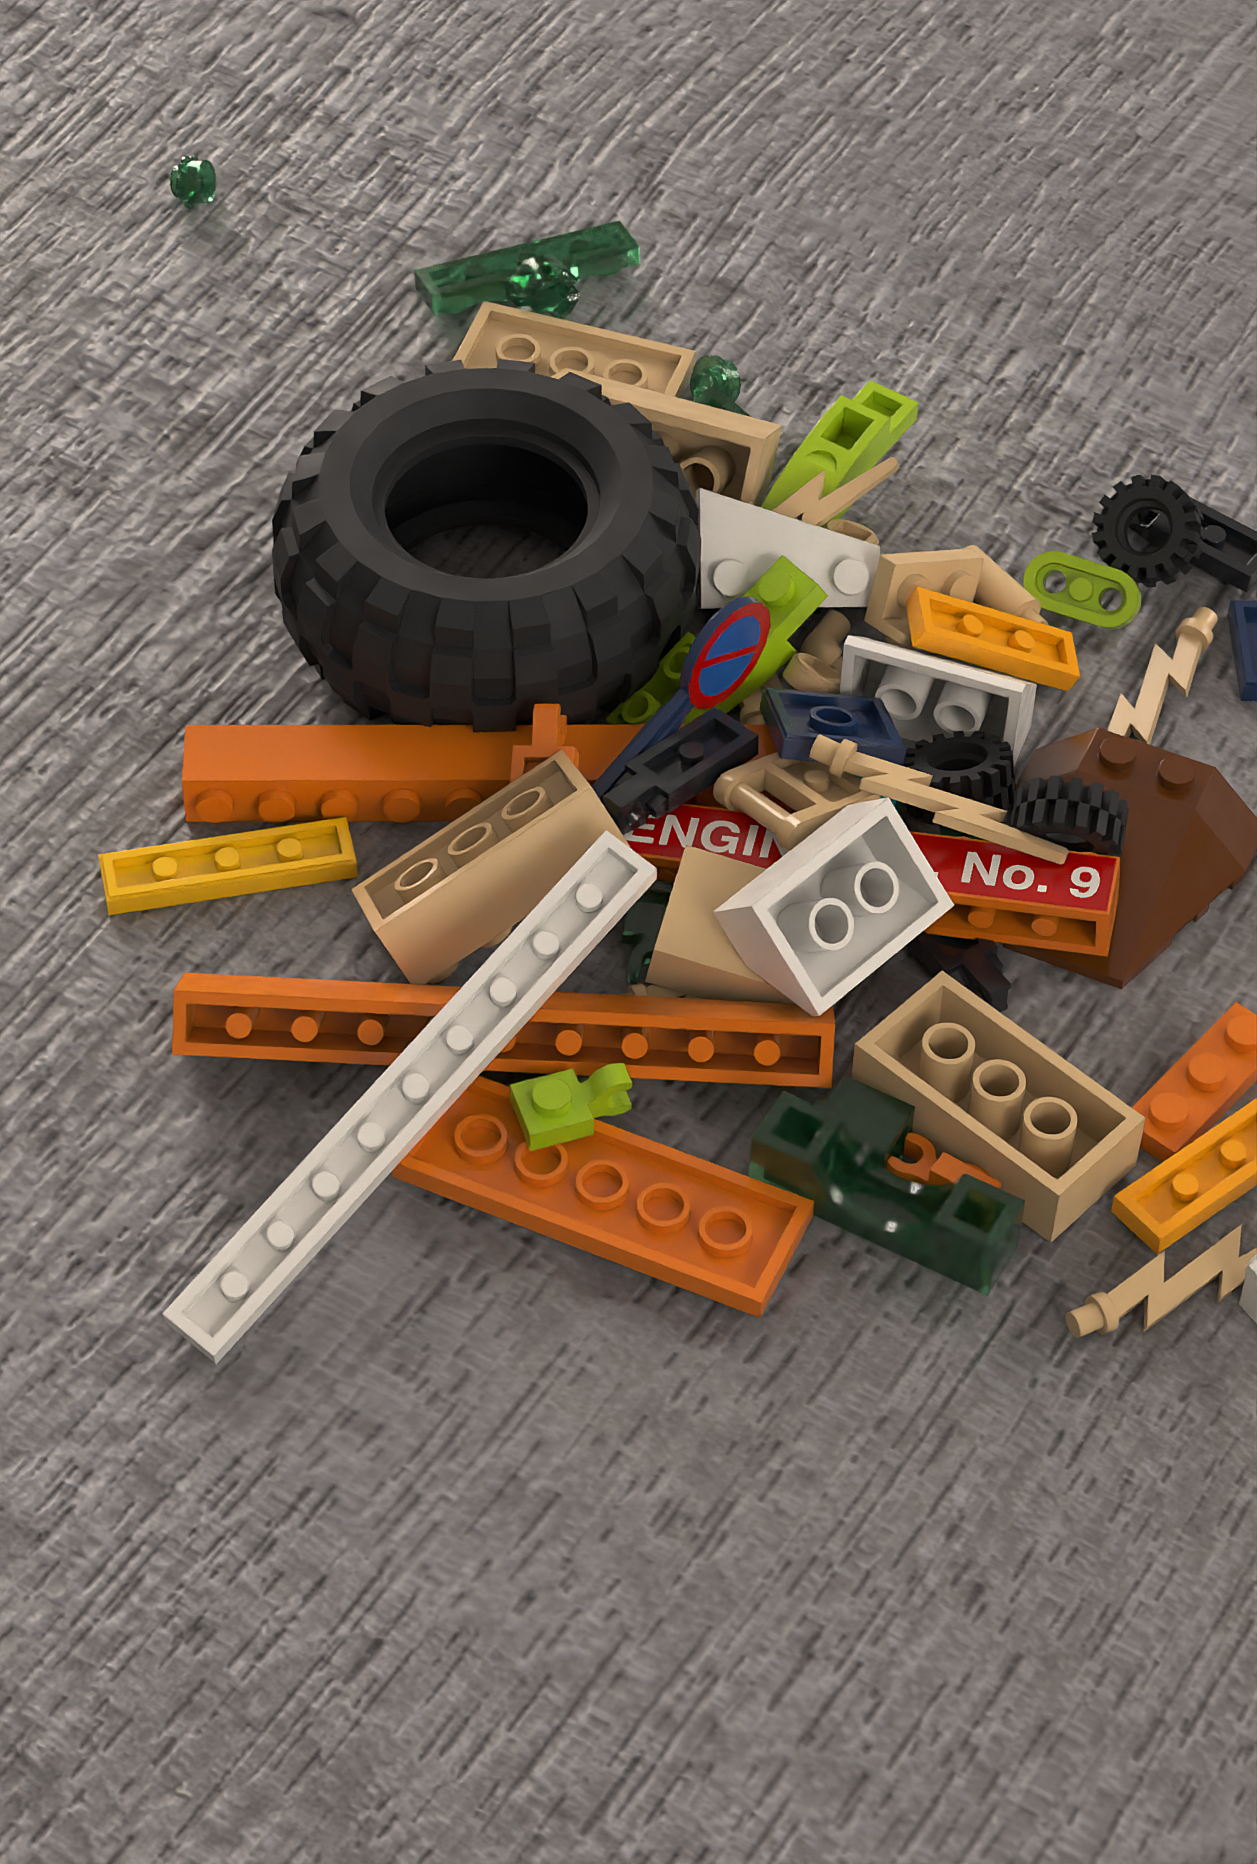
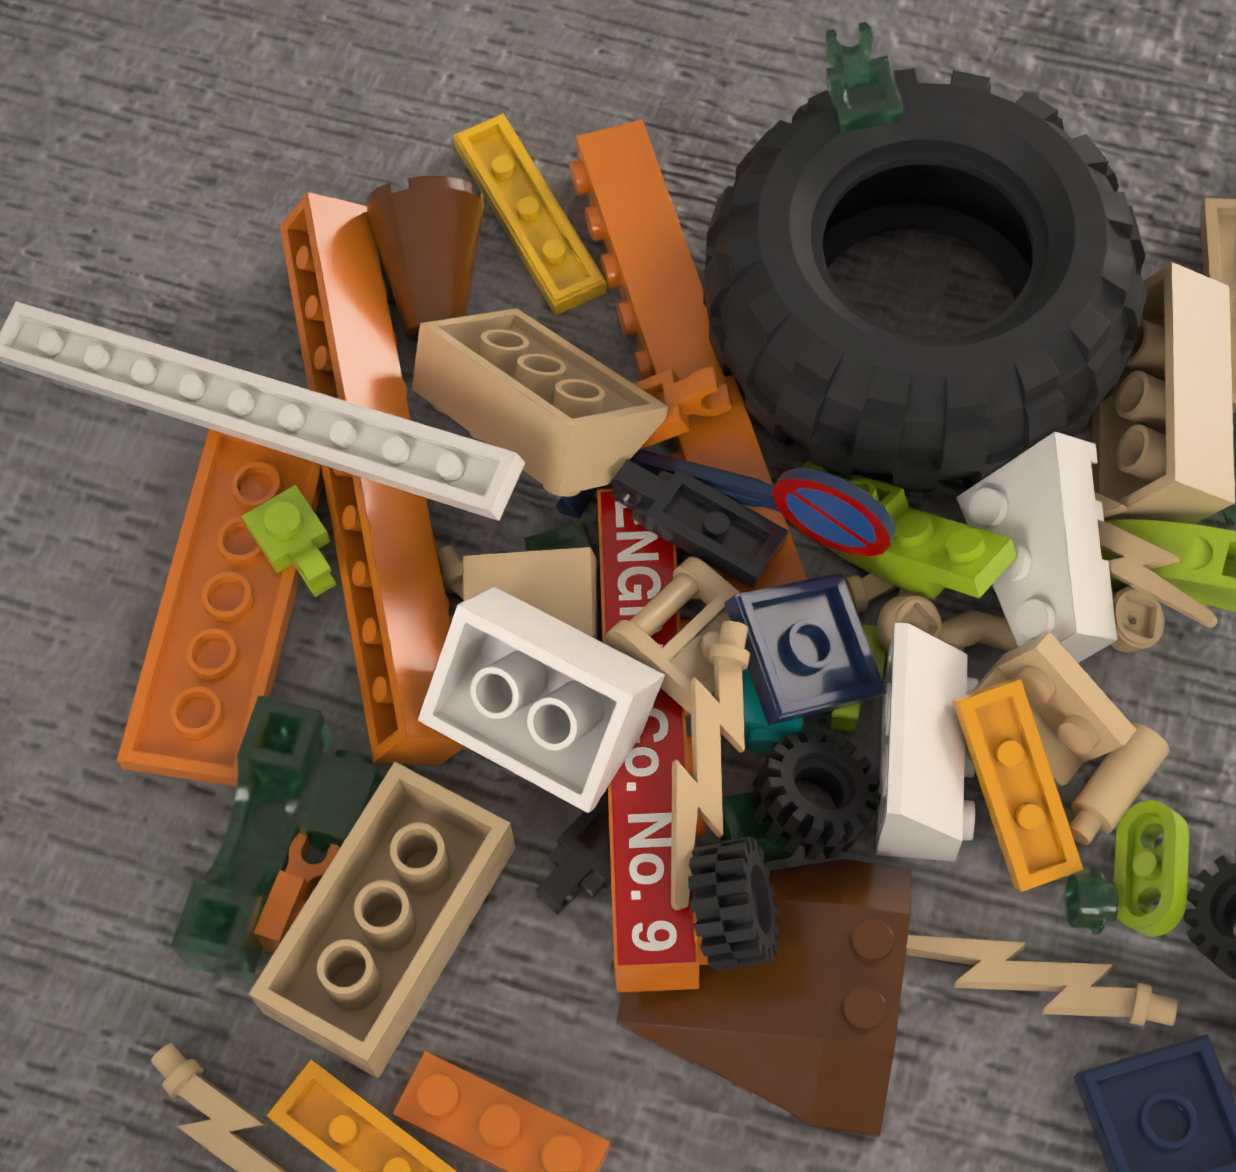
camera: 80 degrees right, 15 degrees up
(273, 931) = (428, 246): none -> reddish brown cone
(326, 478) = (858, 86): none -> clear green plate
(1095, 649) = (1091, 901): none -> clear green plate

